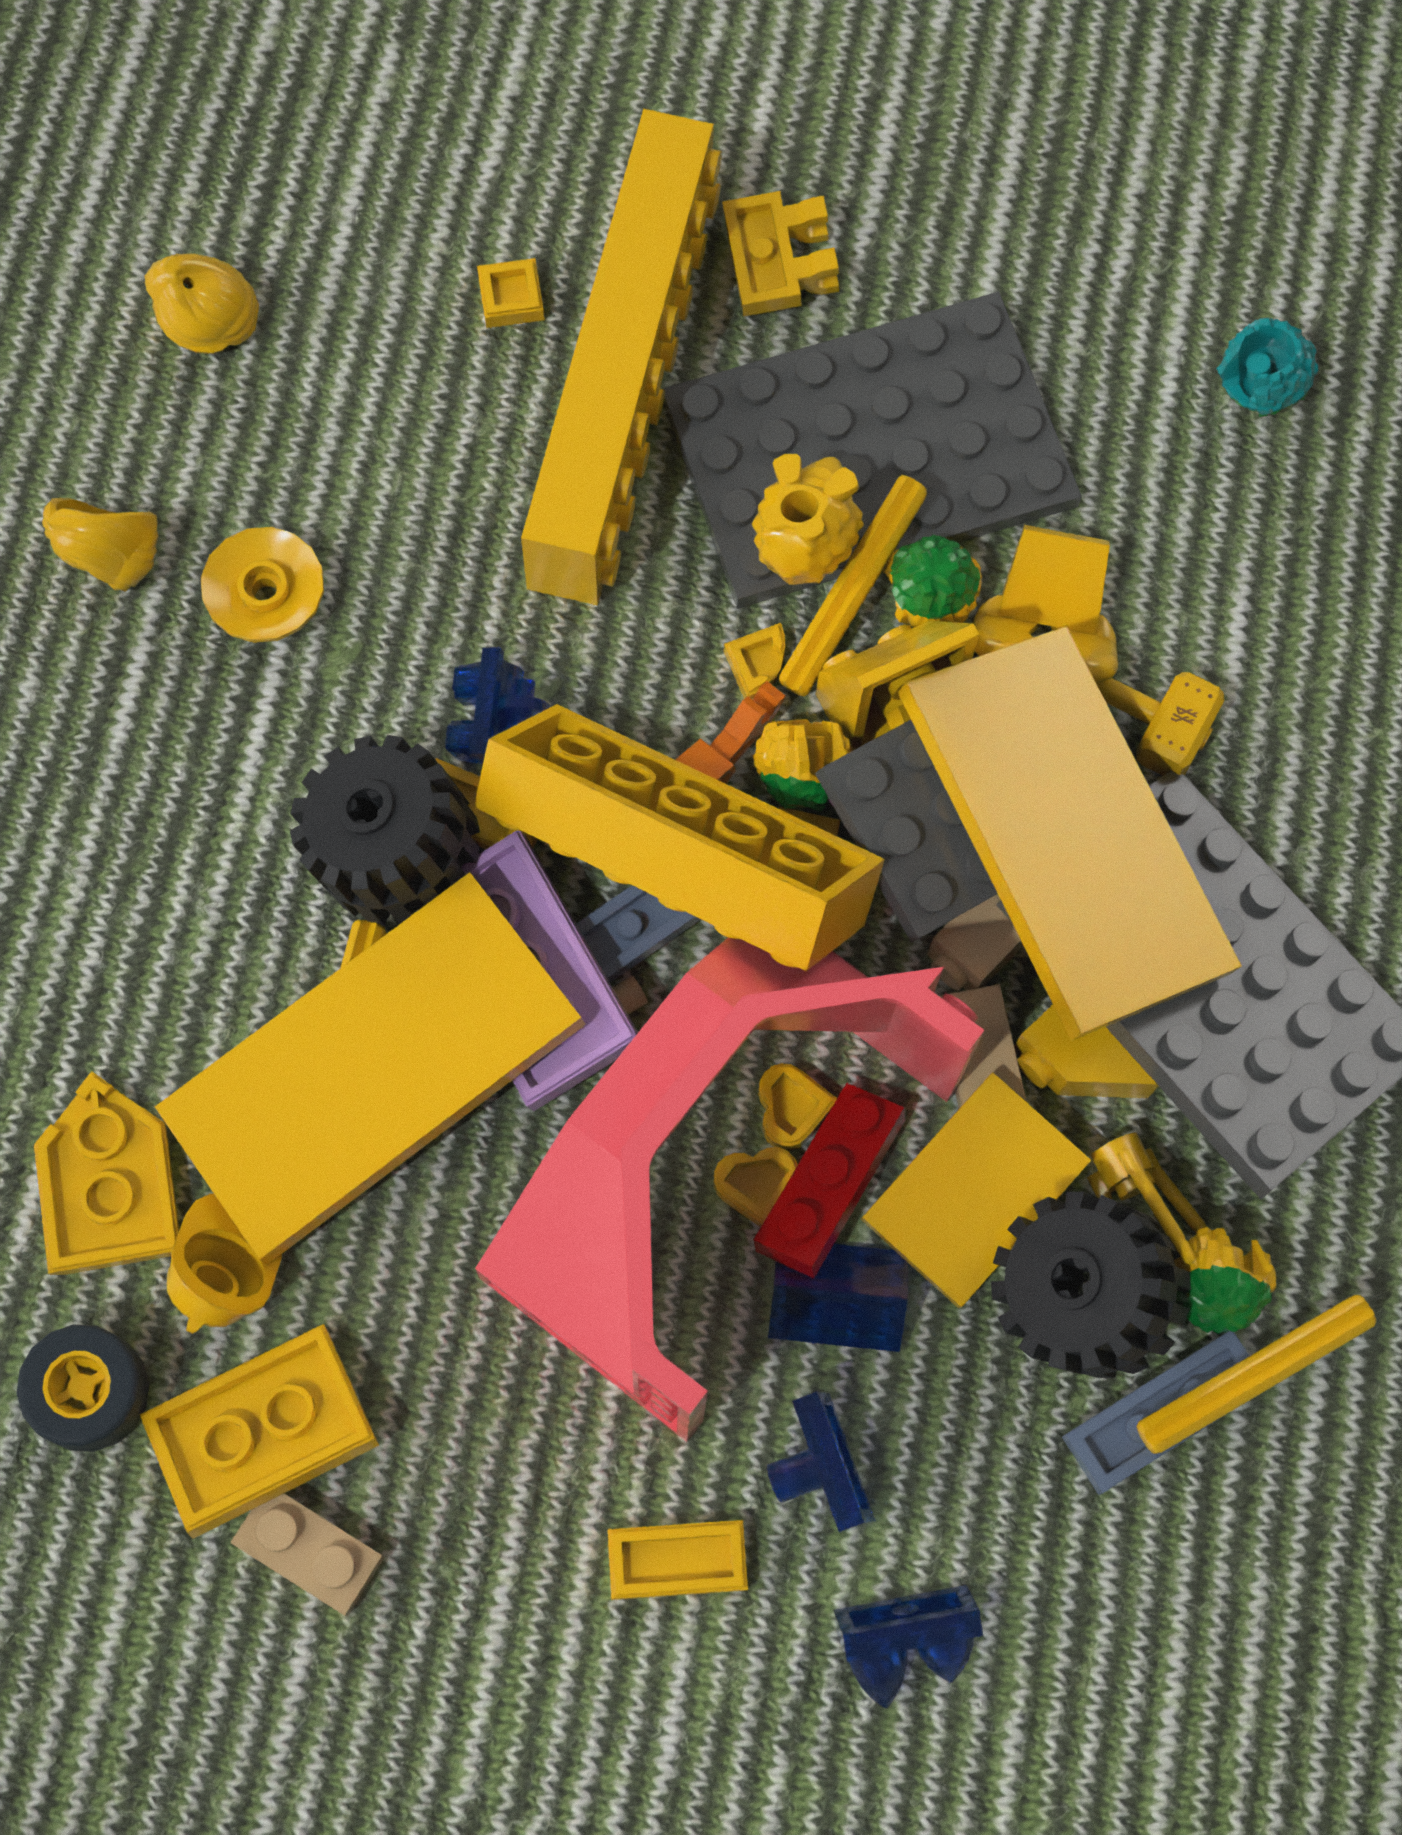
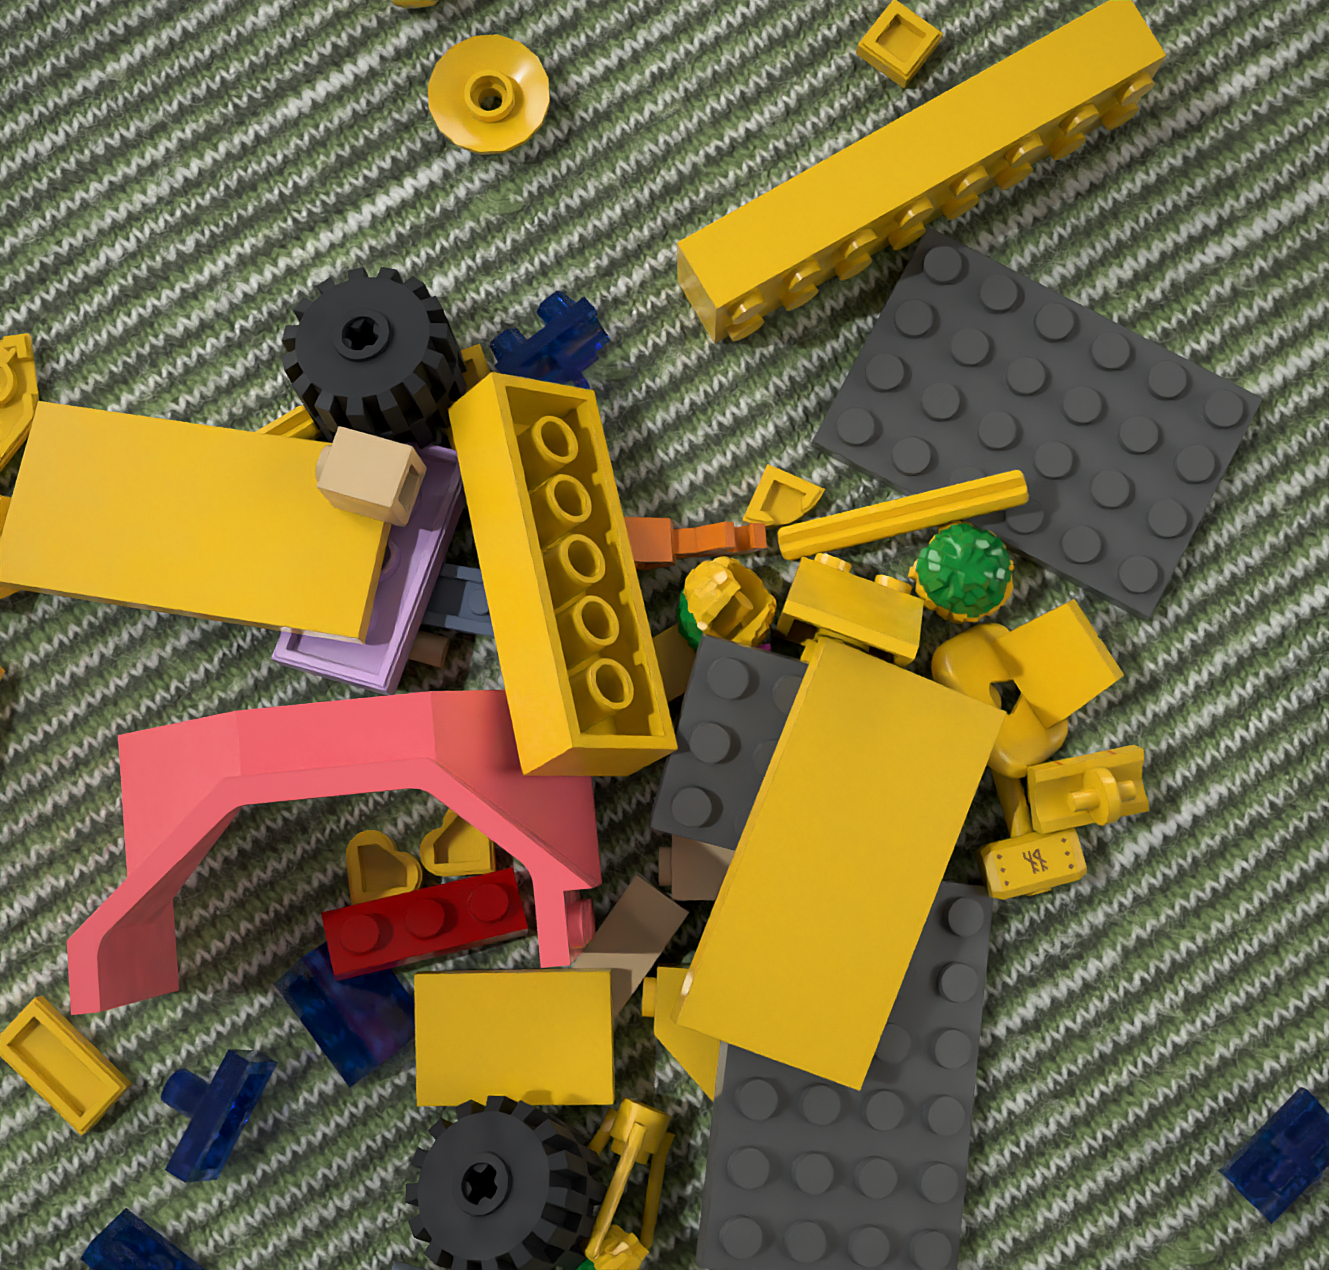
camera: 55 degrees right, 10 degrees up
(472, 898) = (370, 476): none -> tan brick
(763, 256) = (1114, 194): yellow plate -> none
(807, 519) = (910, 434): yellow animal -> none
(1163, 639) = (1086, 789): none -> yellow hips

